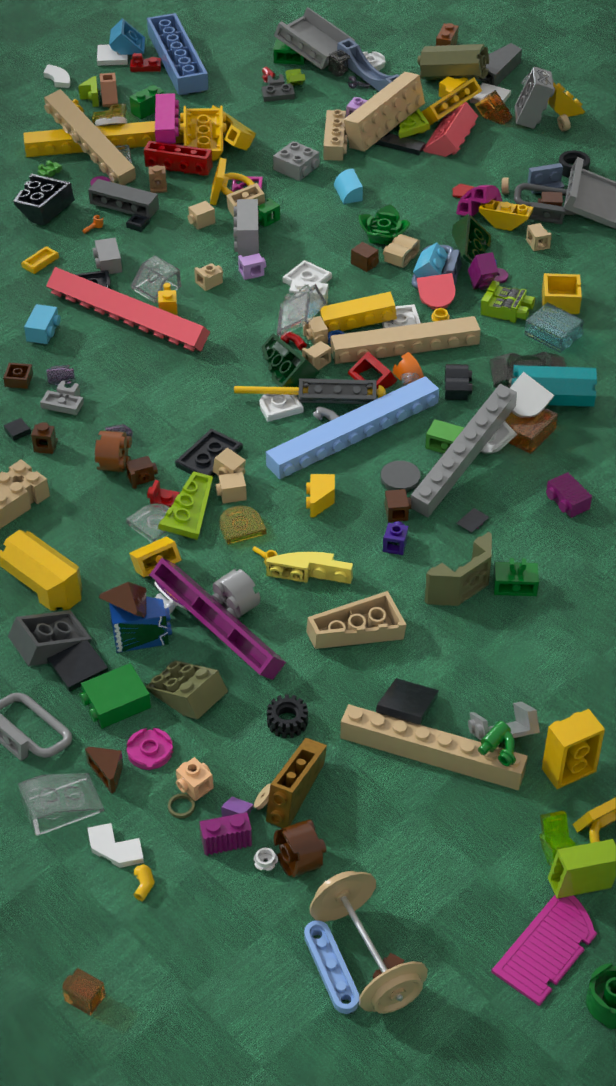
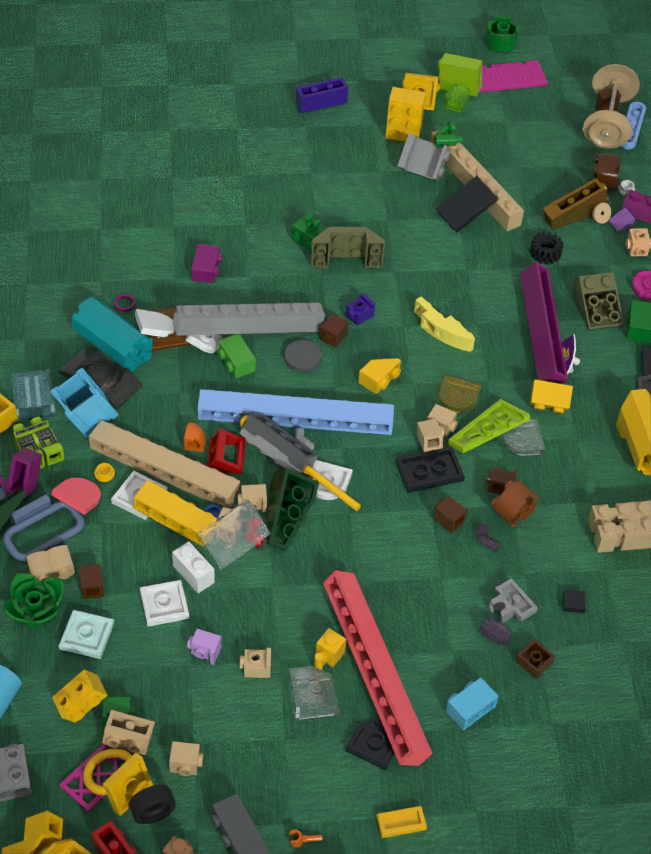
camera: 145 degrees left, 5 degrees up
(44, 433) = (560, 565): reddish brown brick -> none
(107, 255) = (332, 763): light grey brick -> none
(128, 597) = (614, 337): reddish brown slope -> none
(136, 632) = (603, 350): slope -> none
(137, 222) = (256, 806): black tile -> none
(160, 421) = (449, 514): none -> reddish brown brick
(161, 496) = (500, 451): red bracket -> none
(194, 182) = (152, 804): none -> black tyre
(236, 593) = (517, 329): light grey brick -> none
(246, 227) = (168, 685): light grey brick -> none
(270, 553) = (461, 357): yellow hand -> none
(293, 198) = (79, 696): none -> yellow brick
(333, 235) = (86, 634): none -> light aqua plate
(357, 623) = (451, 266): tan wedge -> none
(408, 377) = (207, 423): clear plate -> none
(431, 261) = (49, 522): medium azure brick -> none
(457, 382) = (171, 398): black brick -> none
(472, 520) = (288, 295): black piece -> none
(501, 322) = (84, 402): none -> medium azure container
(589, 426) = (121, 297): none -> magenta piece

